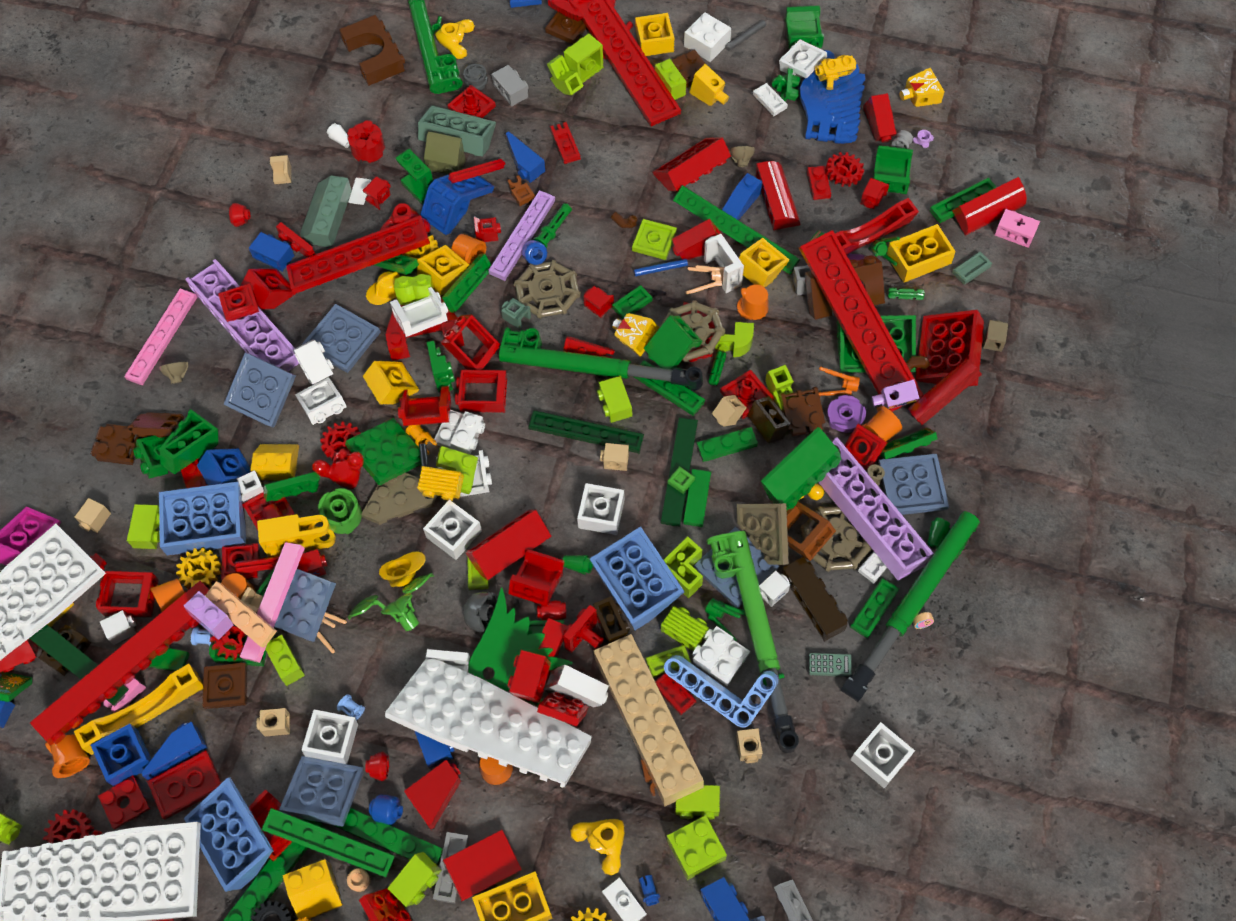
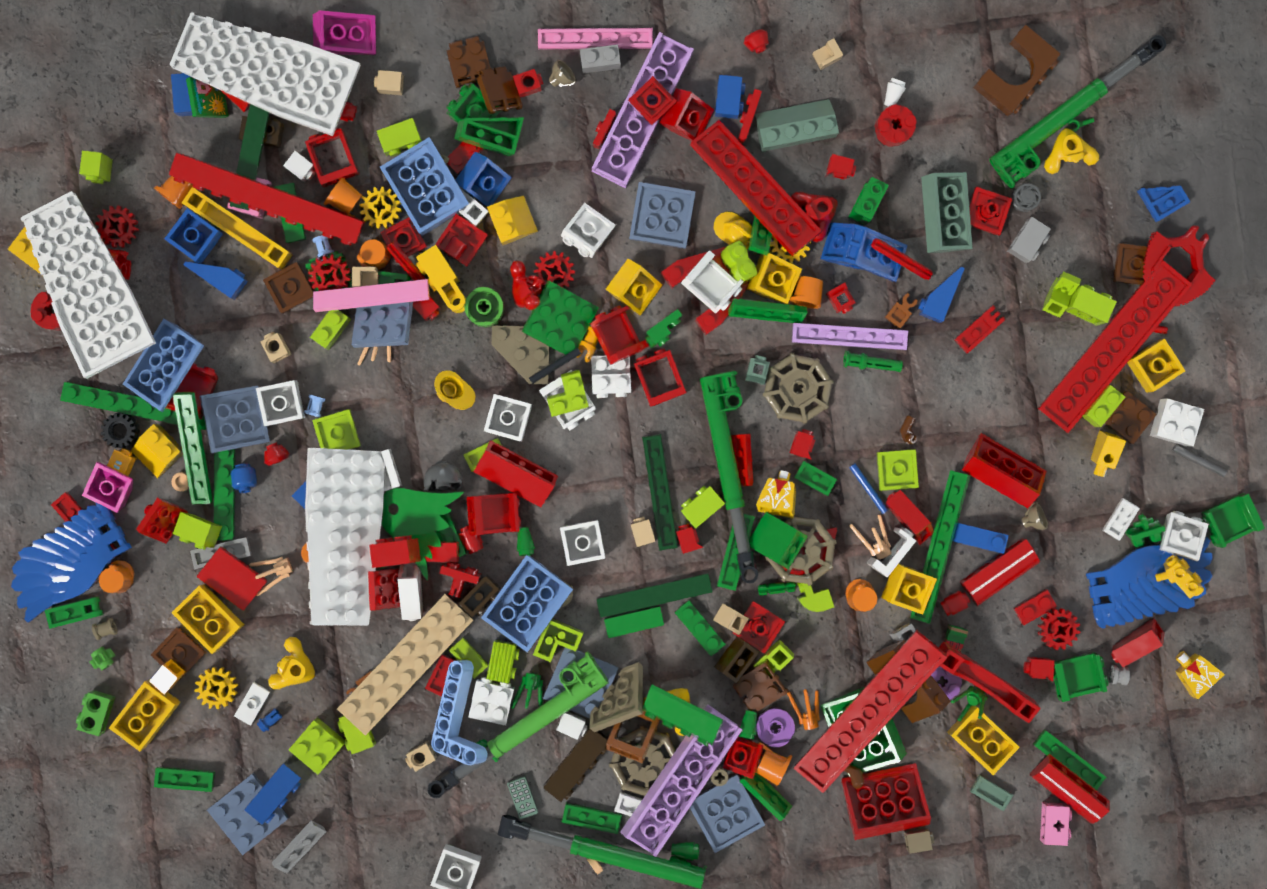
camera: 65 degrees right, 25 degrees up
(112, 798) = (148, 257): red piece -> none
(162, 393) = (523, 90): none -> red brick
(179, 335) = (600, 58): none -> light grey brick
(184, 784) = (196, 299): red tile -> none
(208, 615) = (330, 250): lavender brick -> none
(236, 349) = (603, 129): none -> red plate
(241, 614) = (345, 275): light nougat plate -> none
(259, 389) = (572, 169): sand blue plate -> none
(291, 486) = (488, 253): green plate -> none
(313, 362) = (618, 207): white brick -> none
(357, 195) = (838, 145): white sticker -> none
(381, 694) = (337, 431): none -> lime plate
(405, 616) = (407, 414): bright green plant -> none
(434, 791) = (273, 511): red slope -> none
(440, 483) = (542, 389): yellow brick -> none
(444, 153) = (908, 215): olive slope -> none
(489, 347) = (707, 362): red window -> none
(495, 809) = (281, 568): none -> light nougat plant
(534, 252) = (831, 359): blue head -> none
(639, 421) = (688, 538): none -> red window
(681, 480) = (643, 602): bright green tile -> none
(790, 236) = (955, 603): none -> red brick
(834, 432) = (749, 725): none -> green cone
(905, 394) = (805, 772): lavender torso -> none
(906, 293) = (934, 738): green axle -> none
(923, 138) = (1137, 699): lavender plate -> none
(944, 391) = (827, 814): red brick -> none

